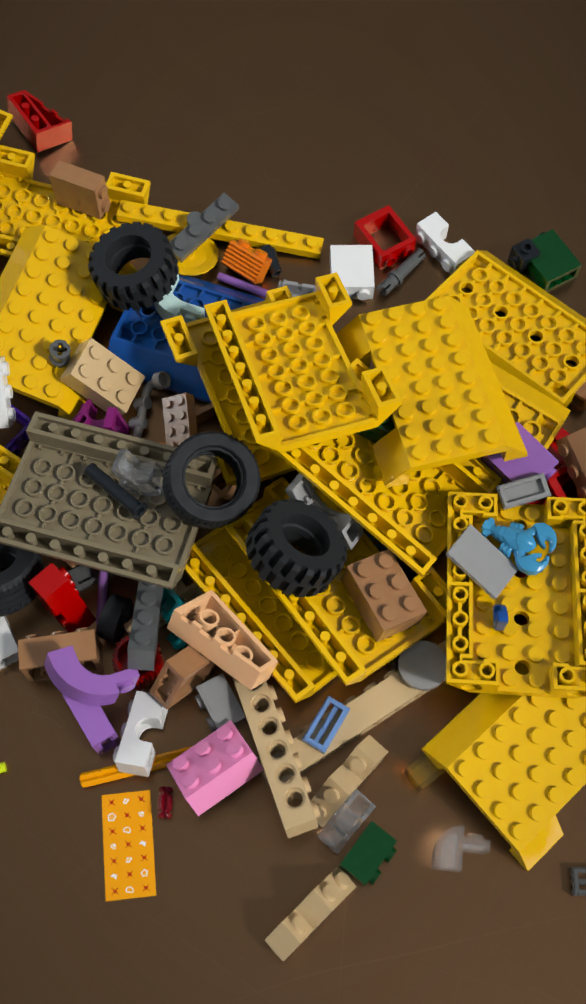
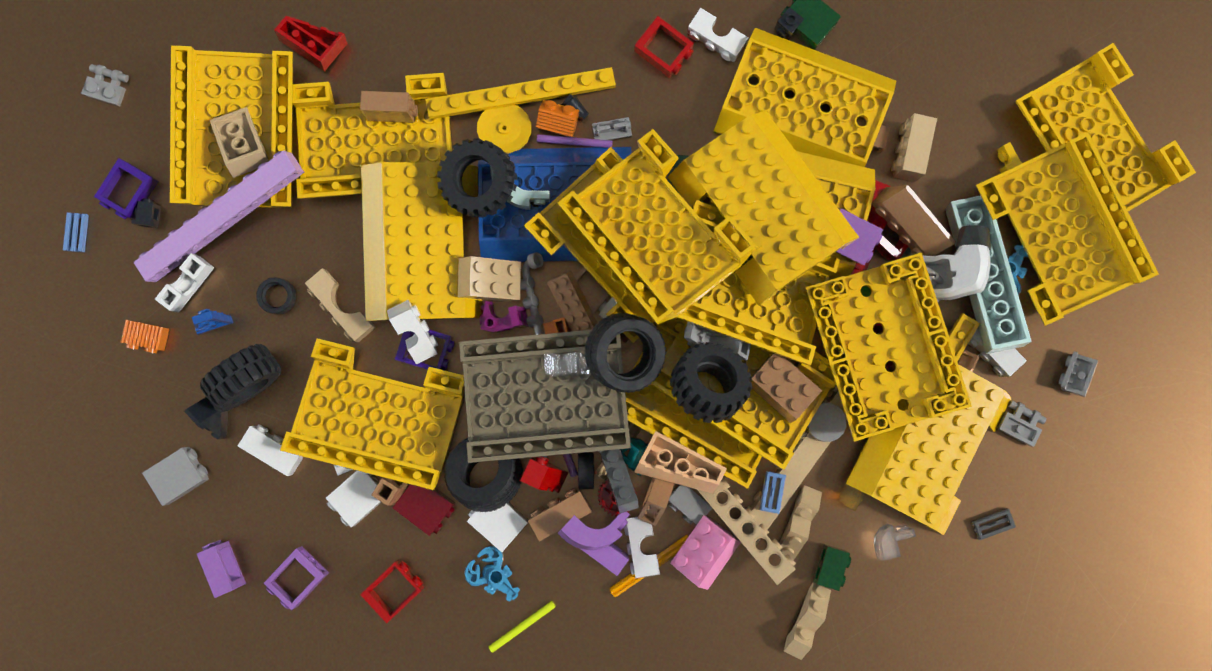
camera: 20 degrees left, 20 degrees up
(54, 357) = (451, 271): dark grey bush -> none
(116, 491) = (550, 382): black pin -> none
(128, 845) = (663, 622): light orange sticker -> none
(165, 802) = (677, 585): dark red piece -> none
(202, 226) = (507, 101): dark grey hinge -> none
(346, 821) = (811, 552): clear brick -> none
(354, 268) = (649, 94): white brick -> none
(396, 276) = (686, 84): dark grey pin -> none
(482, 561) = (850, 337): light grey piece -> none
(500, 617) = (877, 374): blue tile -> none
(520, 541) = (874, 309): dark azure animal -> none
(523, 491) = (862, 265): light grey tile -> none

